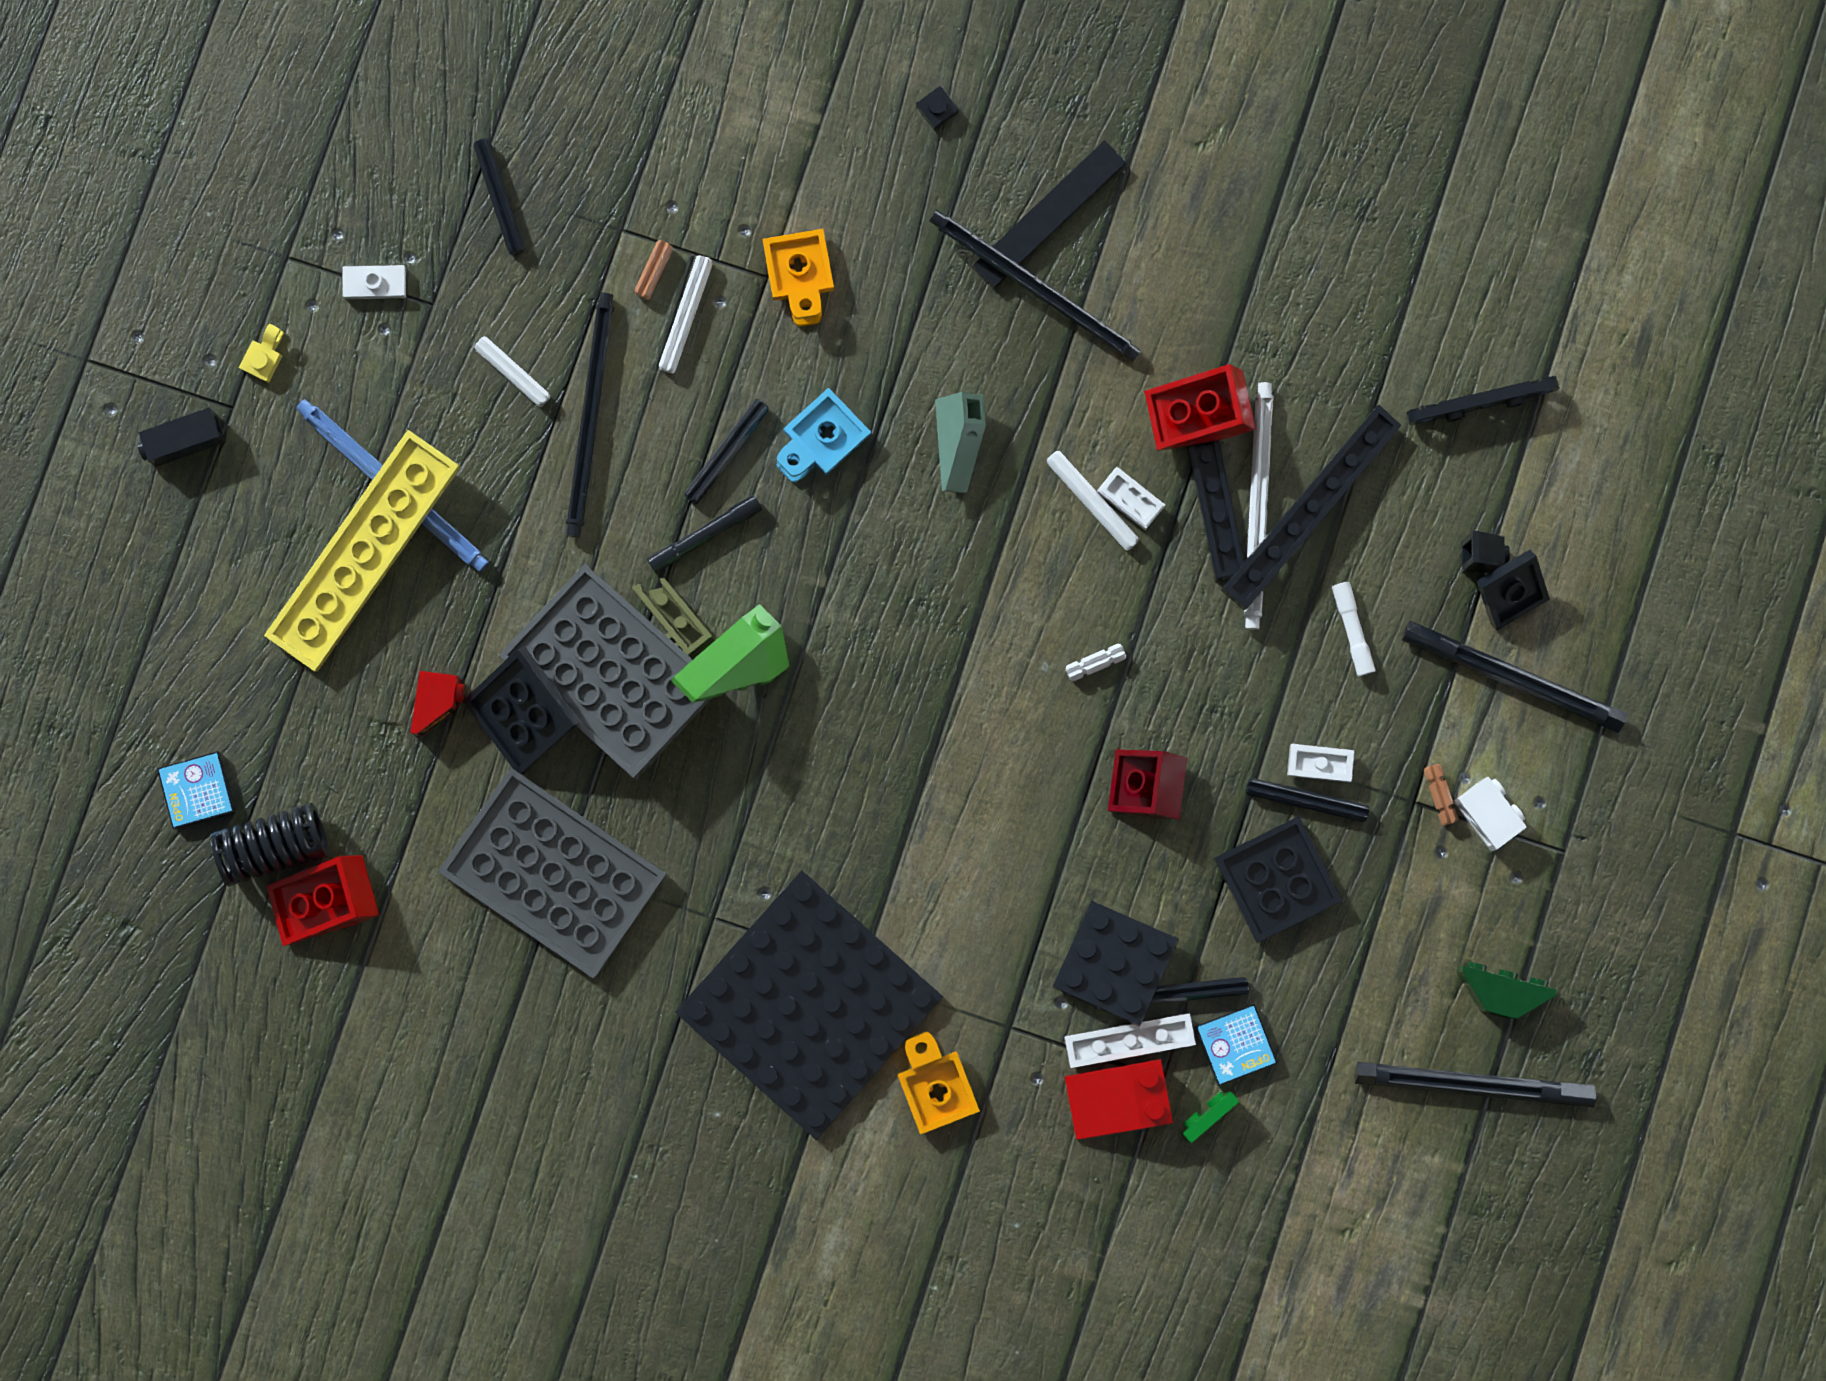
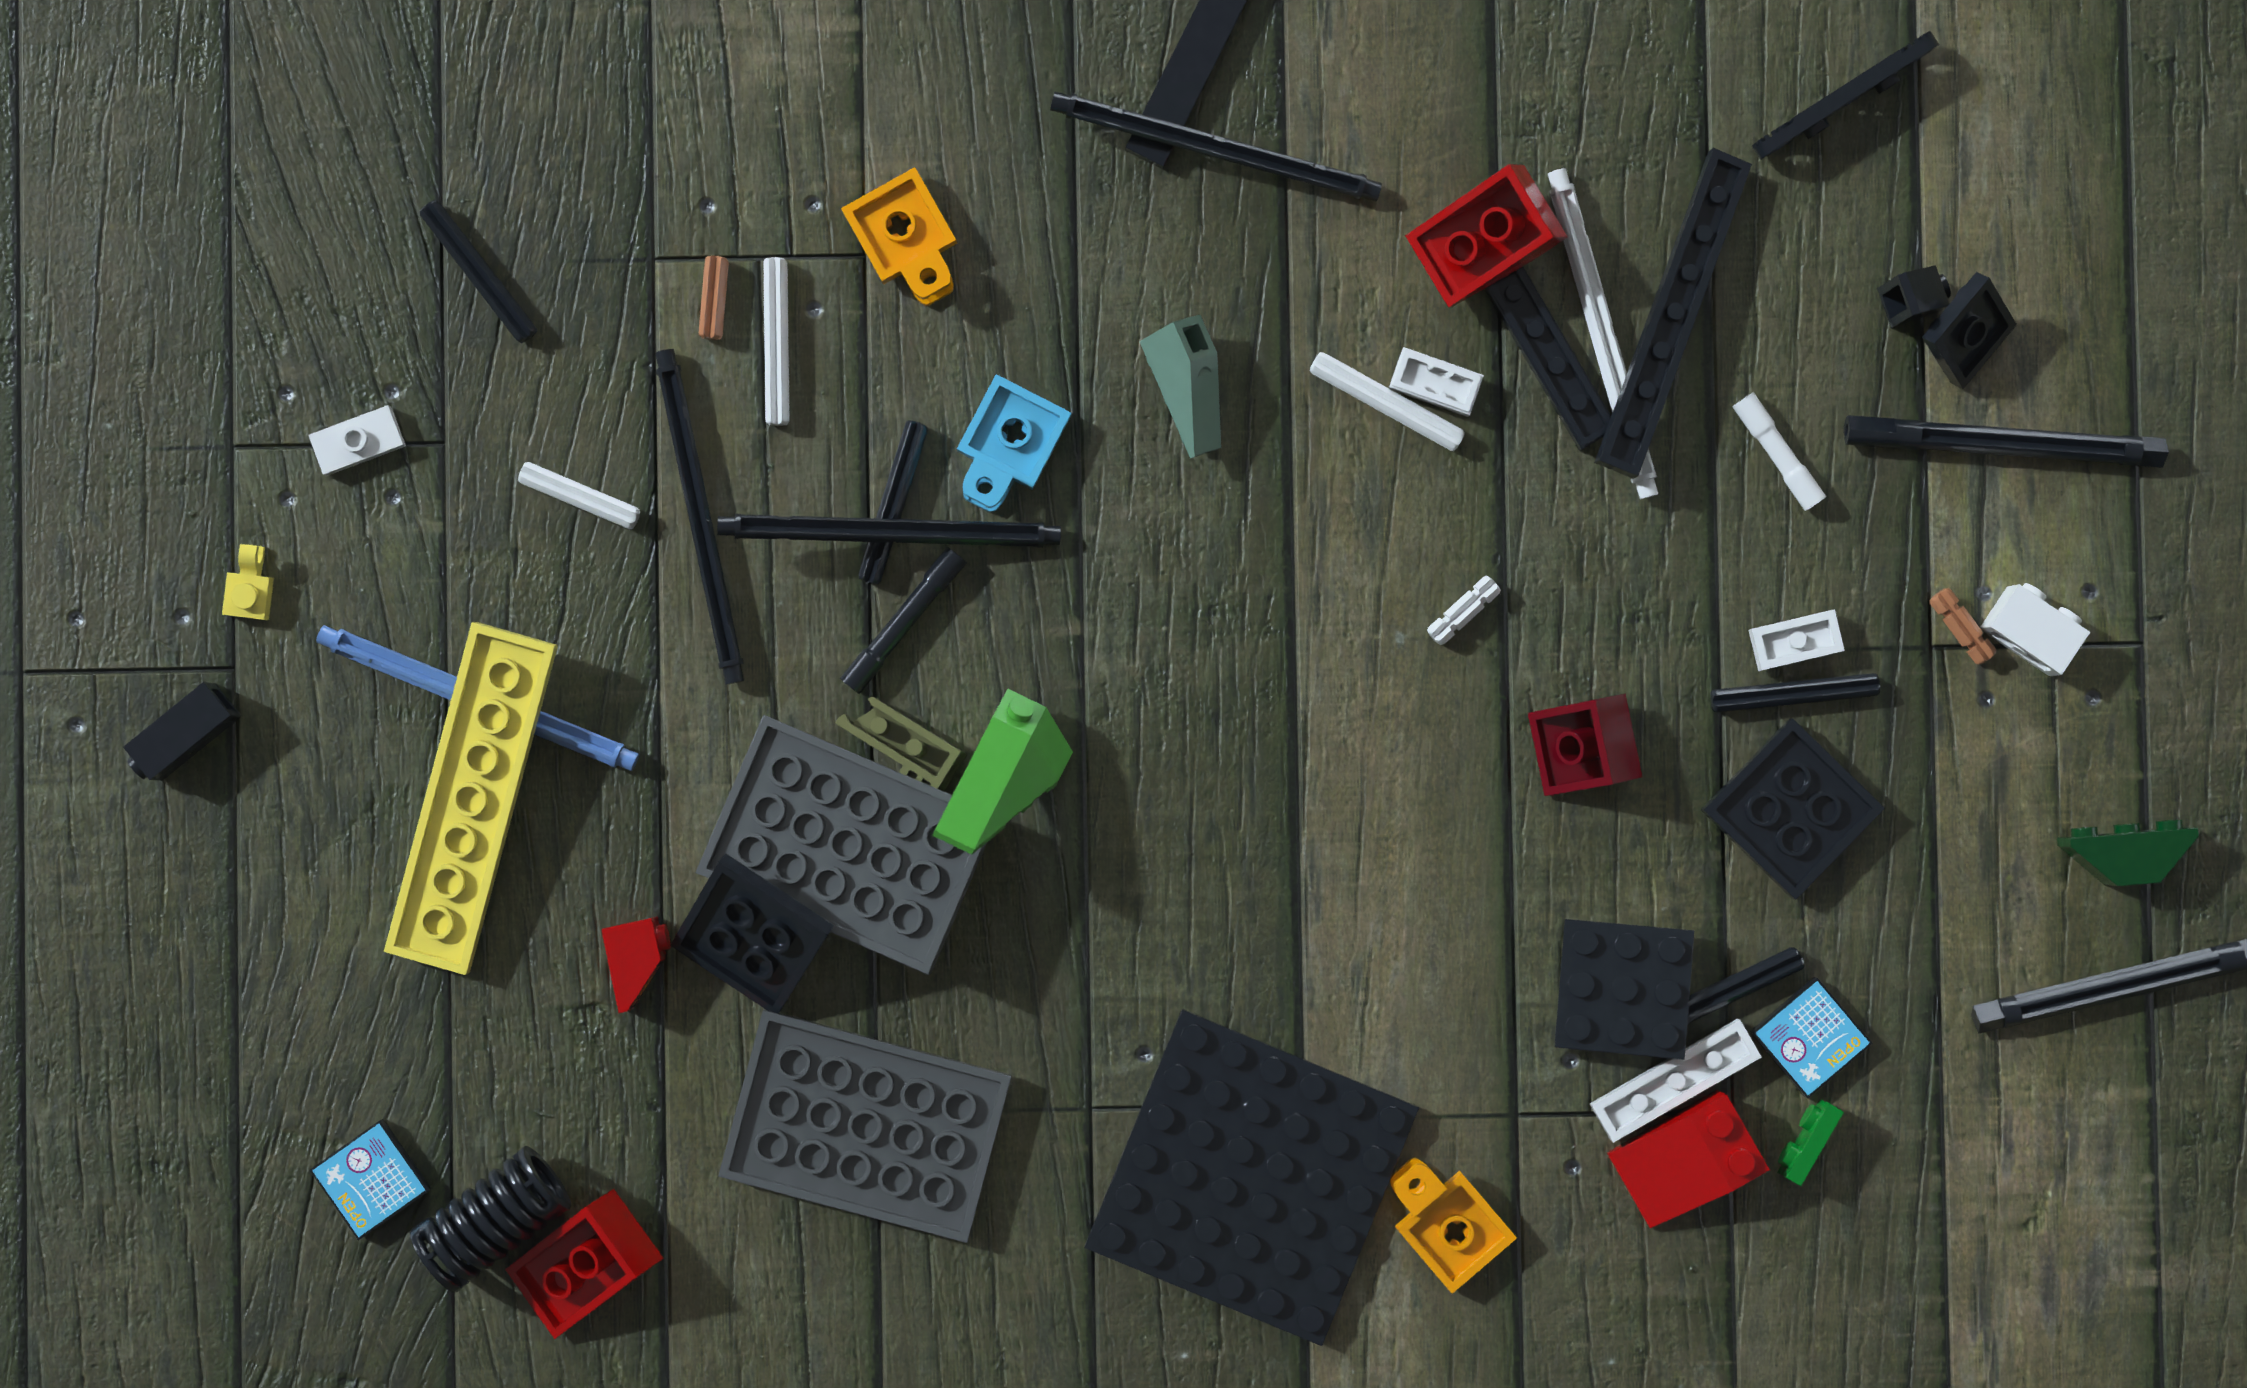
camera: 20 degrees left, 5 degrees up
(717, 468) = (888, 530): none -> black piece

